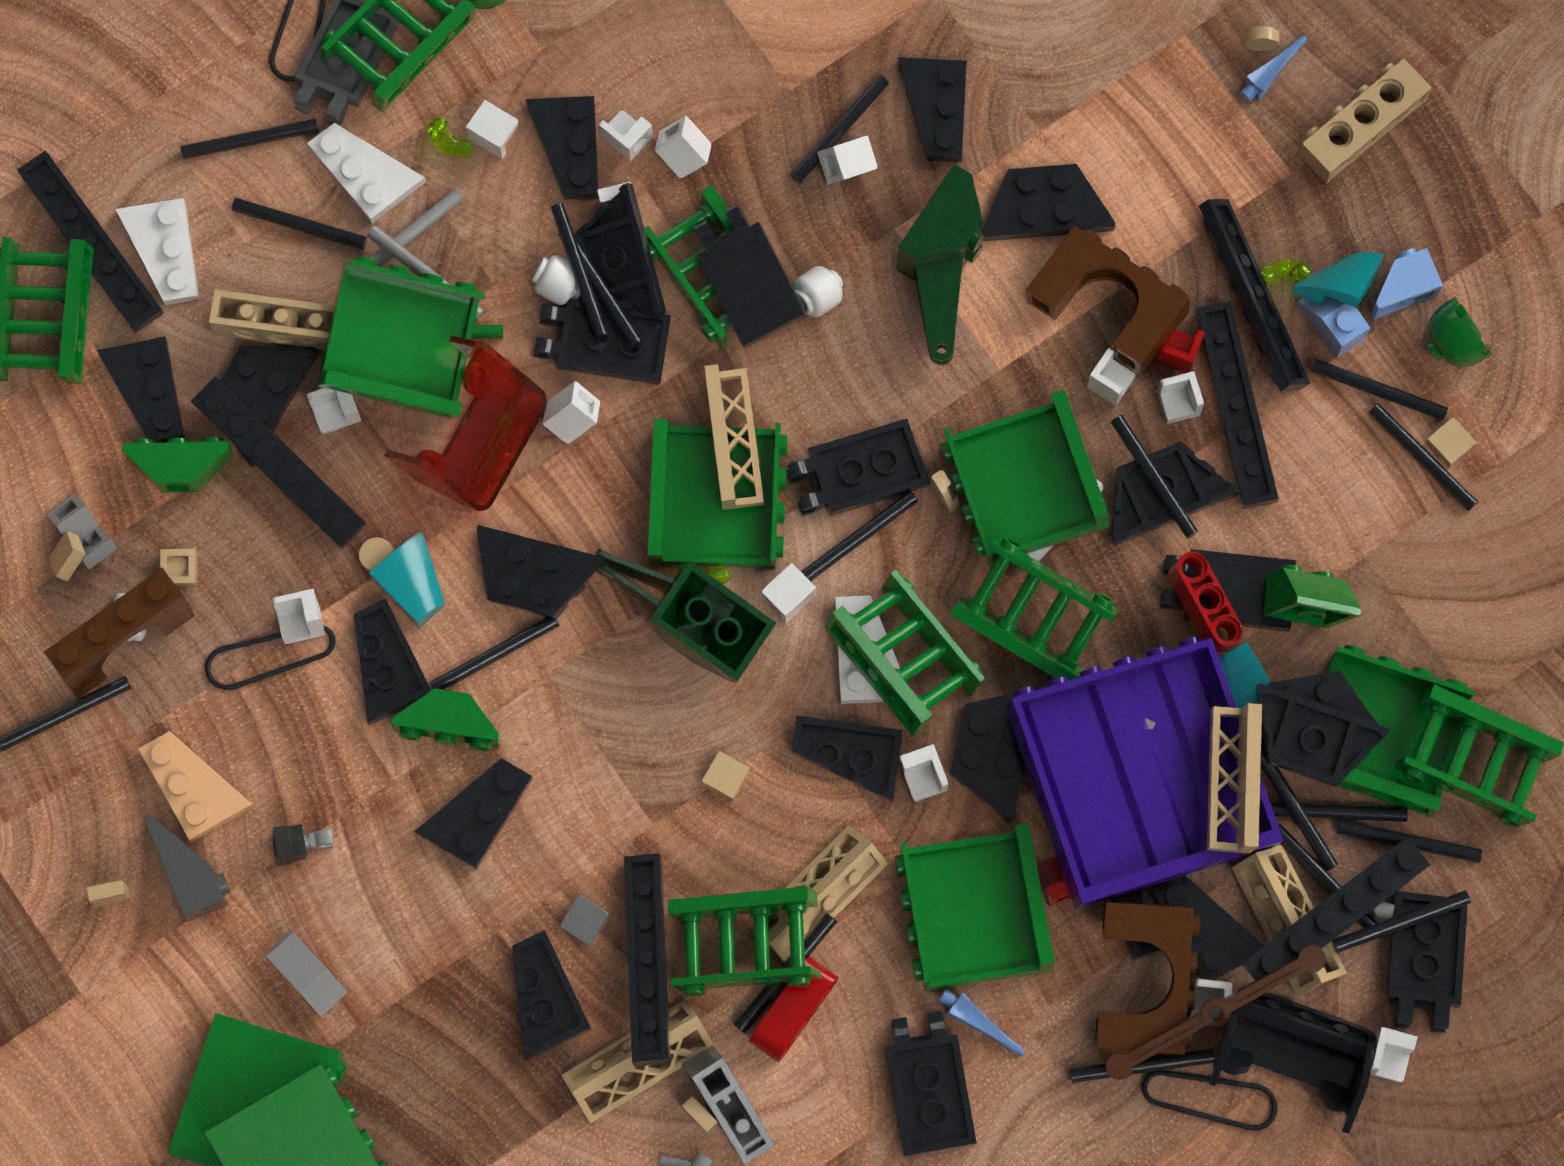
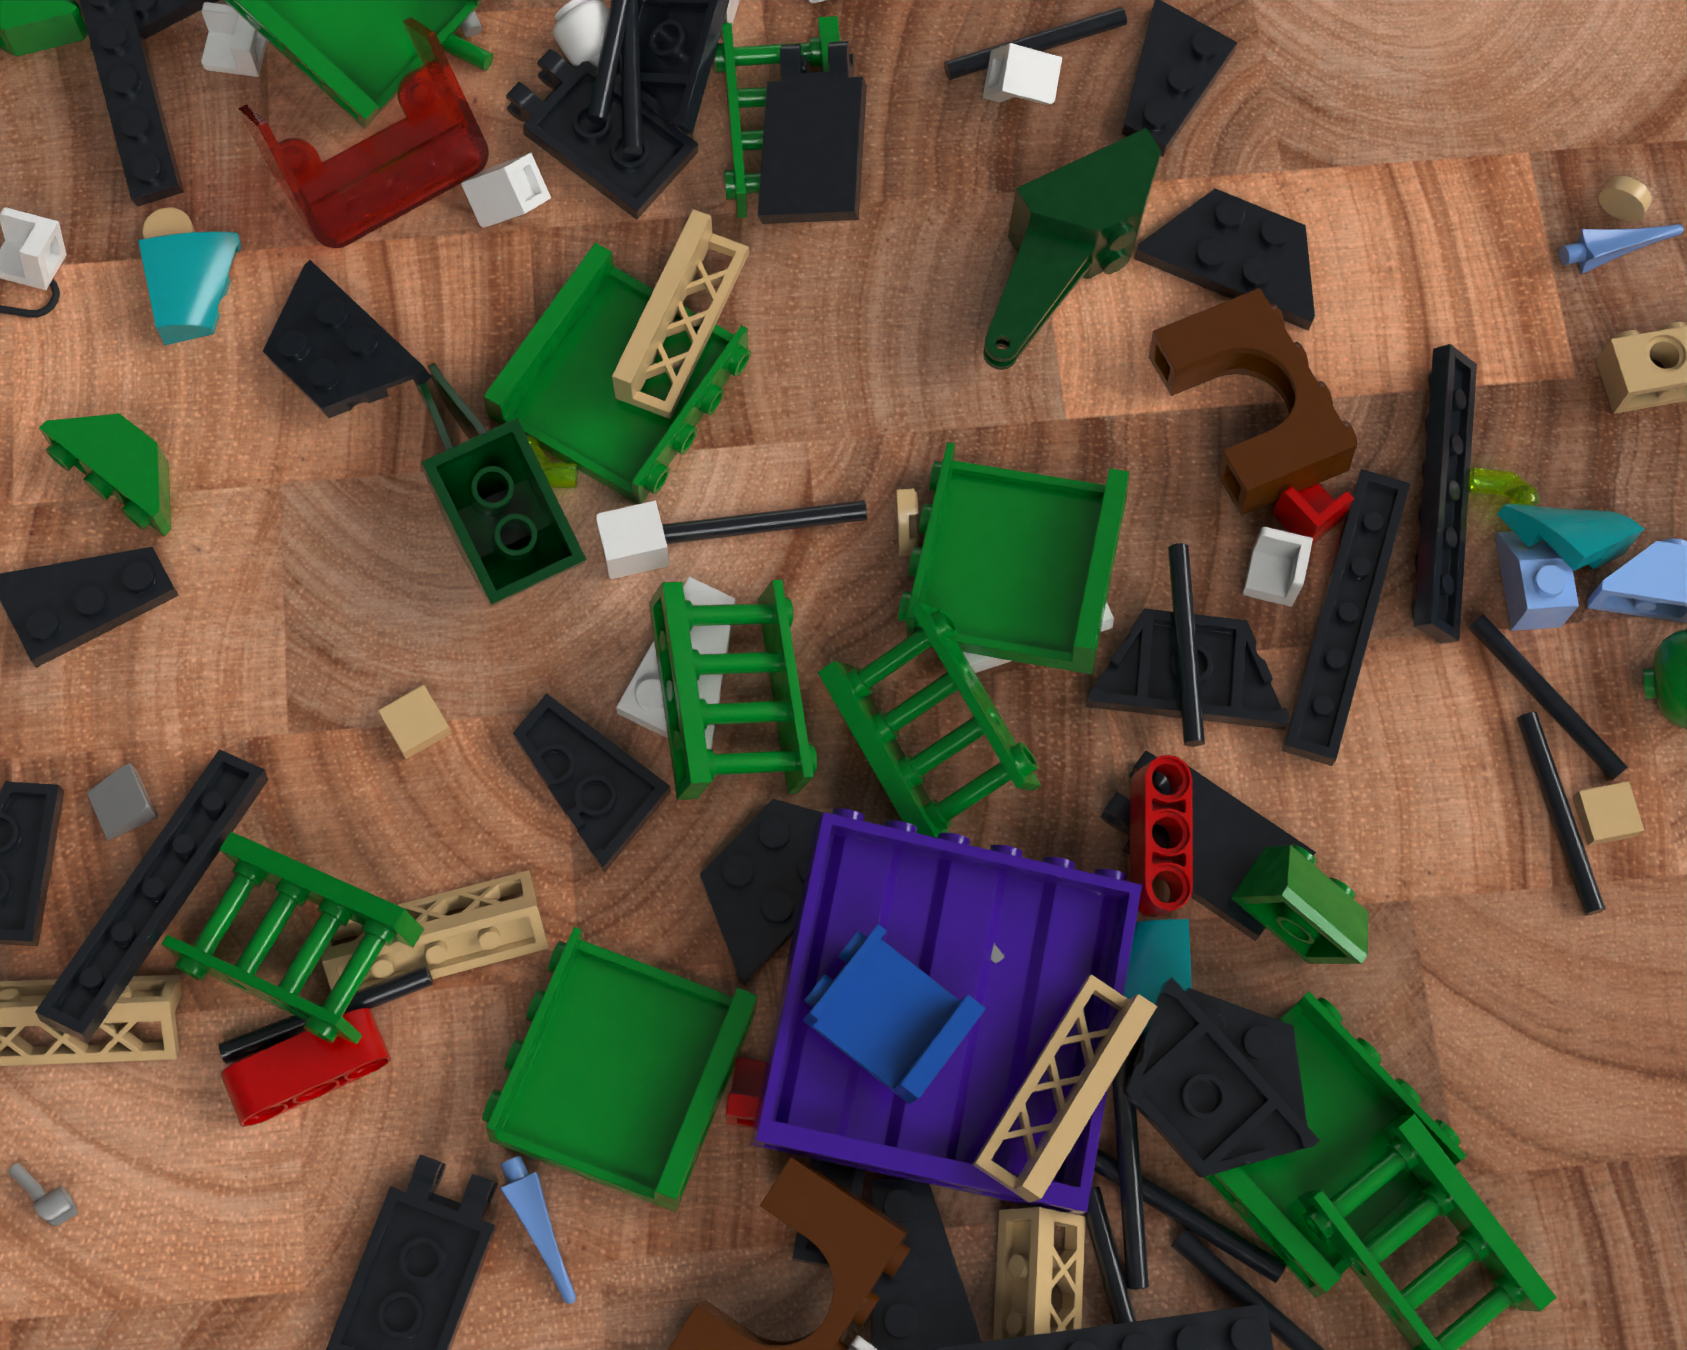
camera: 25 degrees right, 5 degrees down
(387, 663) = (95, 358): black wing -> none
(494, 654) = (230, 420): black bar -> none
(700, 1115) = (94, 1138): tan tile -> none
(728, 1104) = (139, 1143): dark grey slope -> none
(818, 290) = (893, 206): white head -> none
(860, 469) = (816, 441): black tile -> none
(923, 773) = (665, 855): white panel -> none
(1110, 378) = (1199, 496): white panel -> none
(1117, 792) = (889, 1015): none -> blue panel

